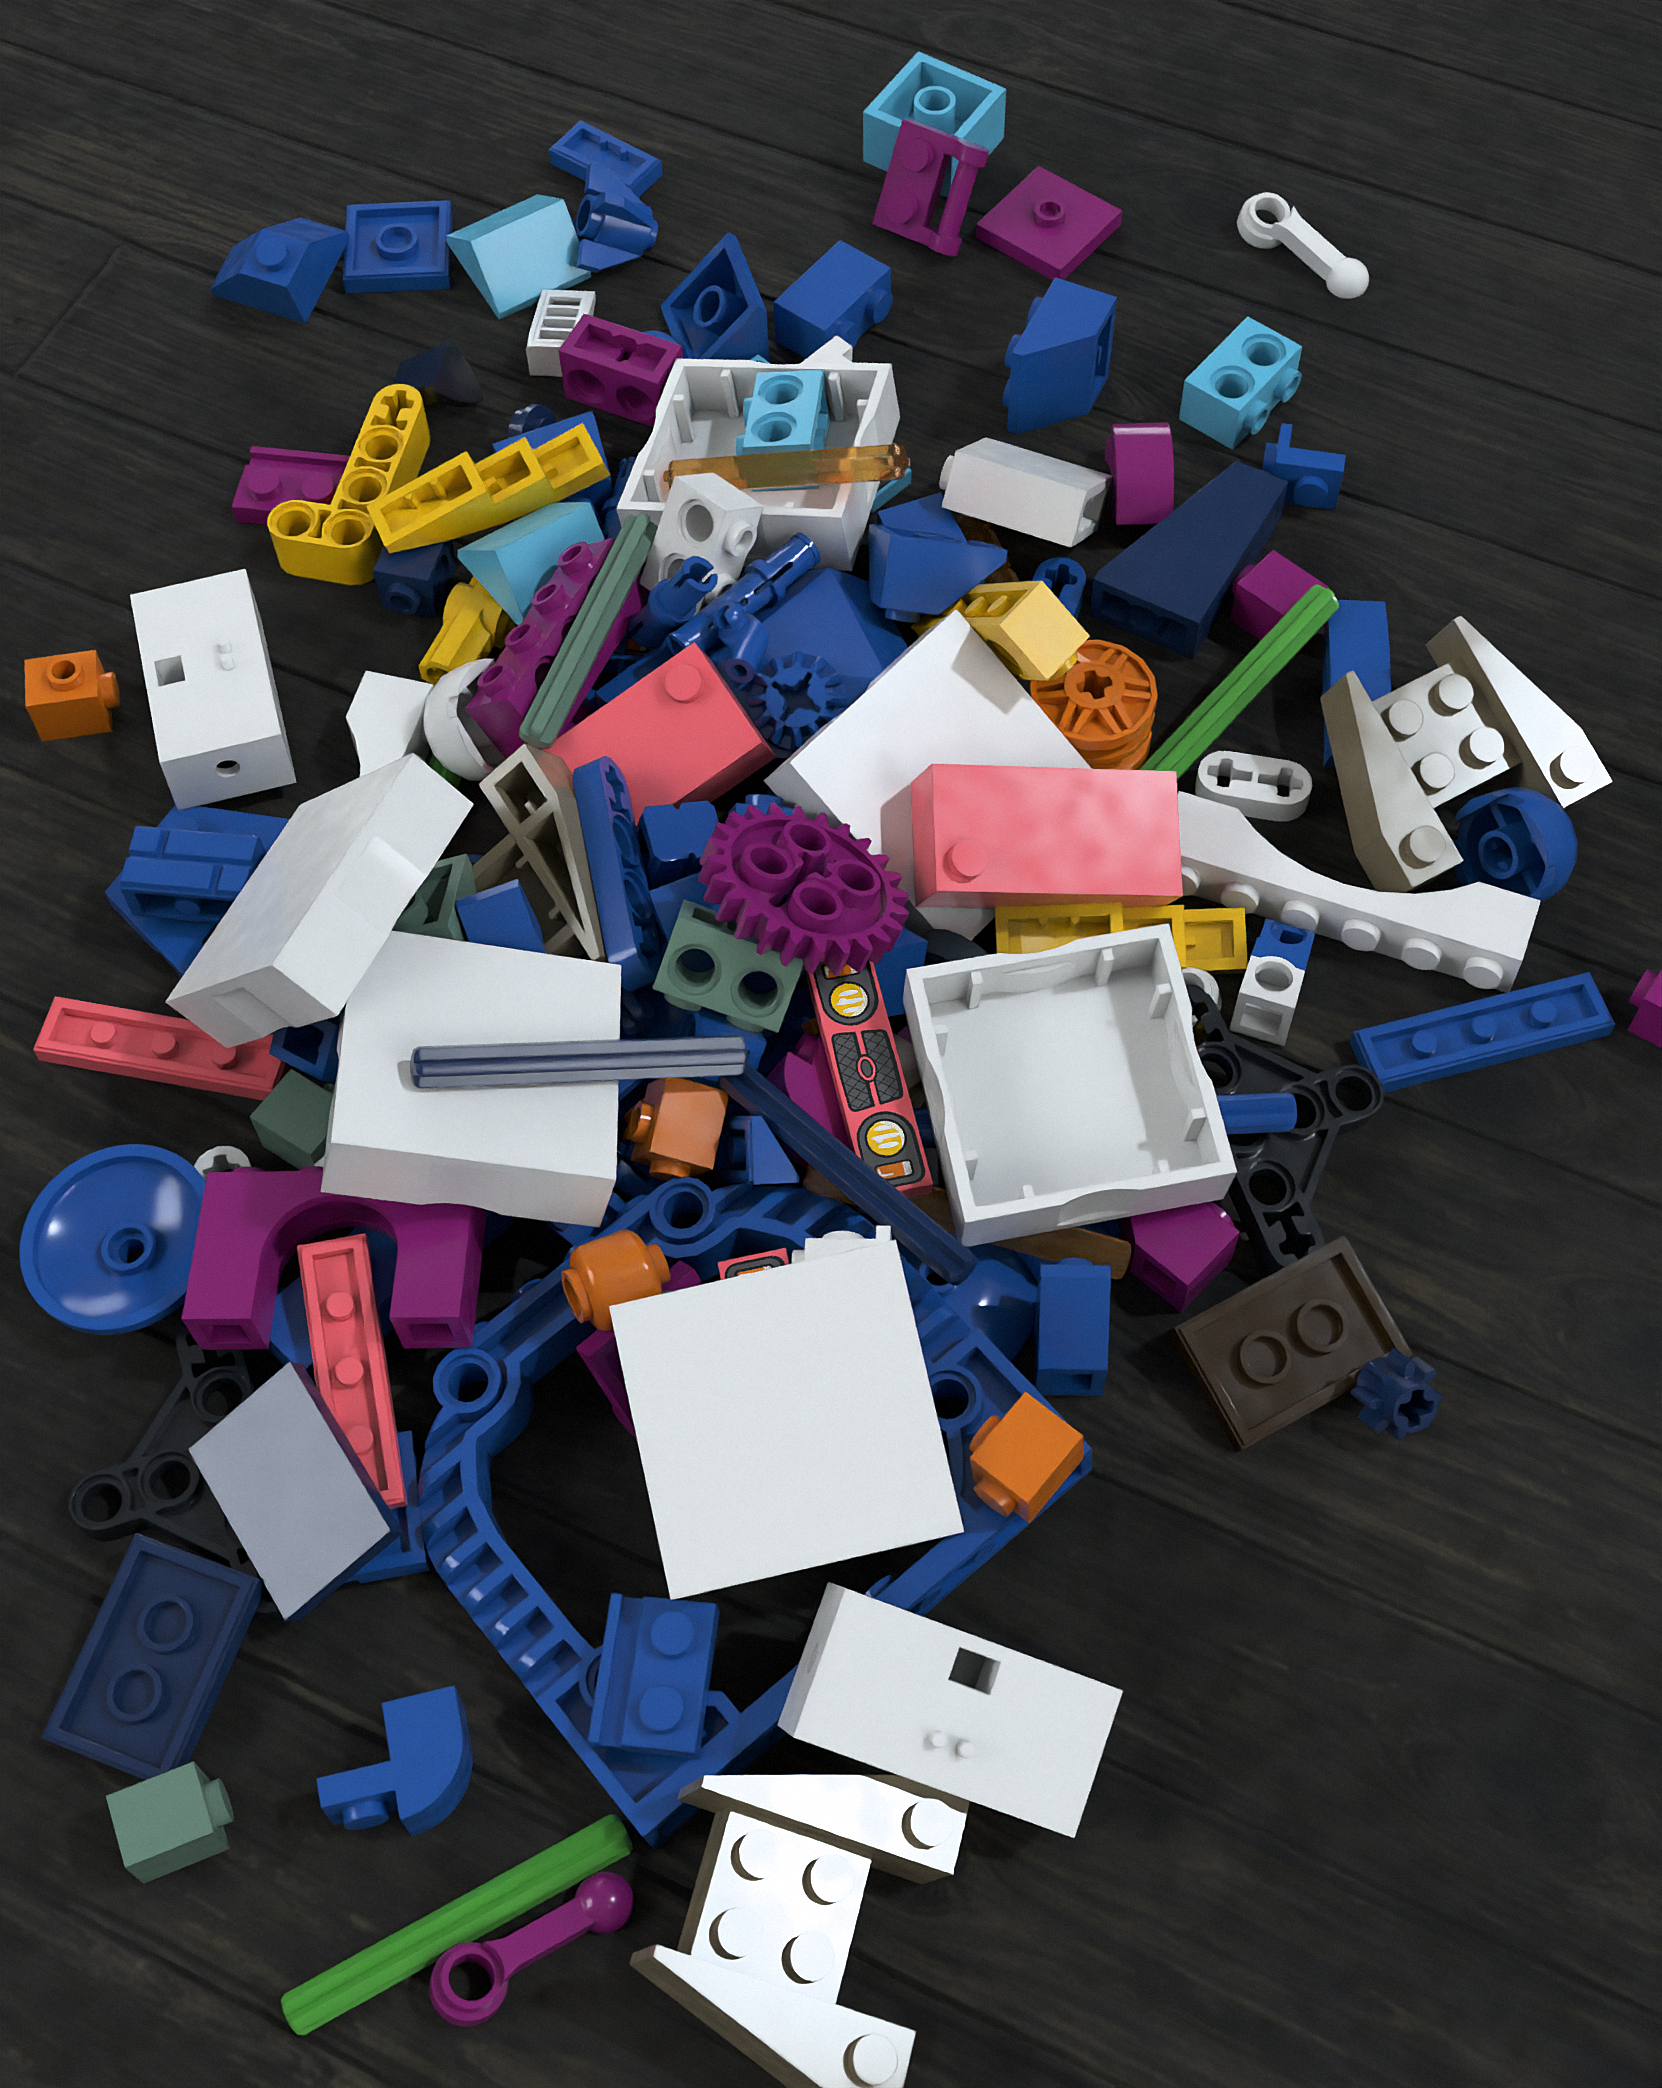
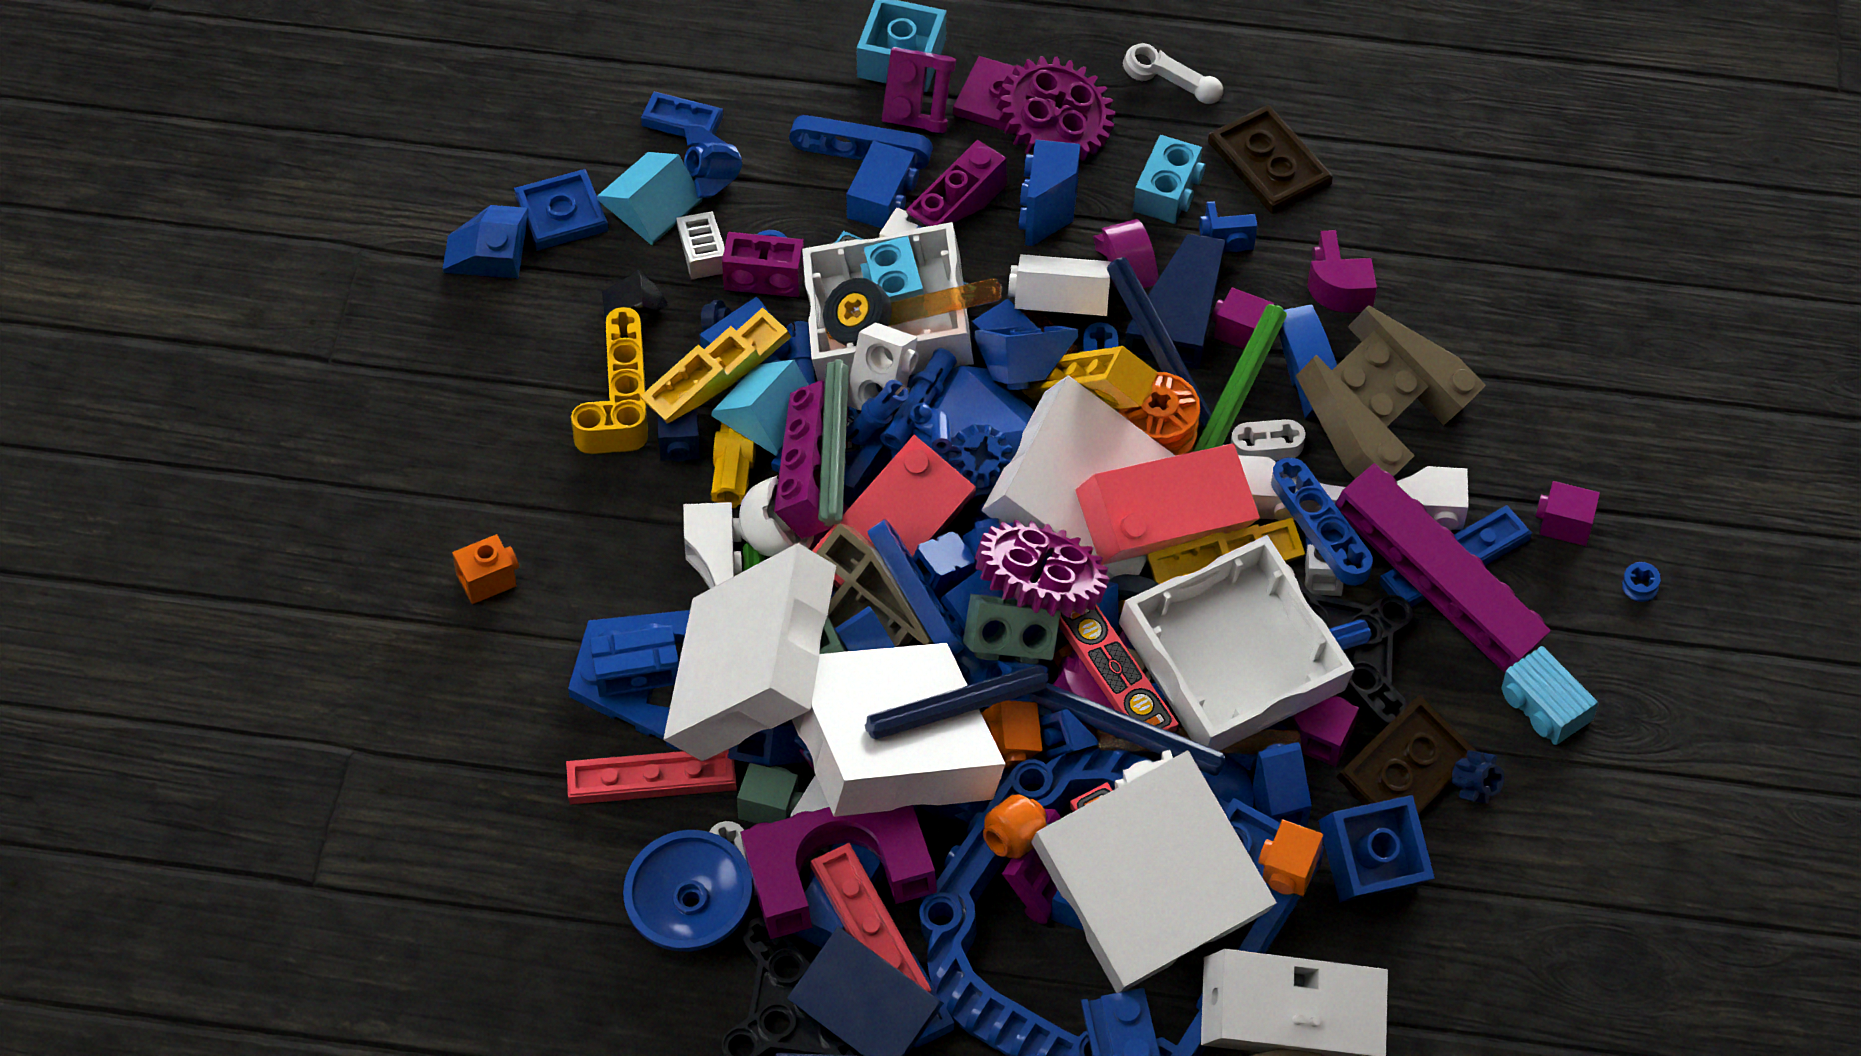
camera: 20 degrees left, 5 degrees down
(211, 690) = (584, 540): white brick -> none
(283, 476) = (560, 391): magenta plate -> none
(717, 436) = (856, 293): none -> black bush
(719, 308) = (808, 206): blue slope -> none
(775, 222) = (809, 133): none -> blue beam
(943, 330) = (963, 187): none -> magenta slope
(1118, 247) = (1055, 106): none -> magenta gear
(1132, 590) = (1152, 328): none -> dark blue axle
(1186, 1473) = (1376, 848): none -> blue brick
(1284, 923) = (1316, 522): none -> blue beam
(1403, 390) = (1270, 159): none -> dark brown tile
(1441, 580) = (1339, 283): none -> magenta brick
(1448, 1047) = (1441, 568): none -> magenta brick
(1516, 843) = (1440, 437): blue cylinder -> none
(1557, 1292) = (1548, 696): none -> medium azure brick

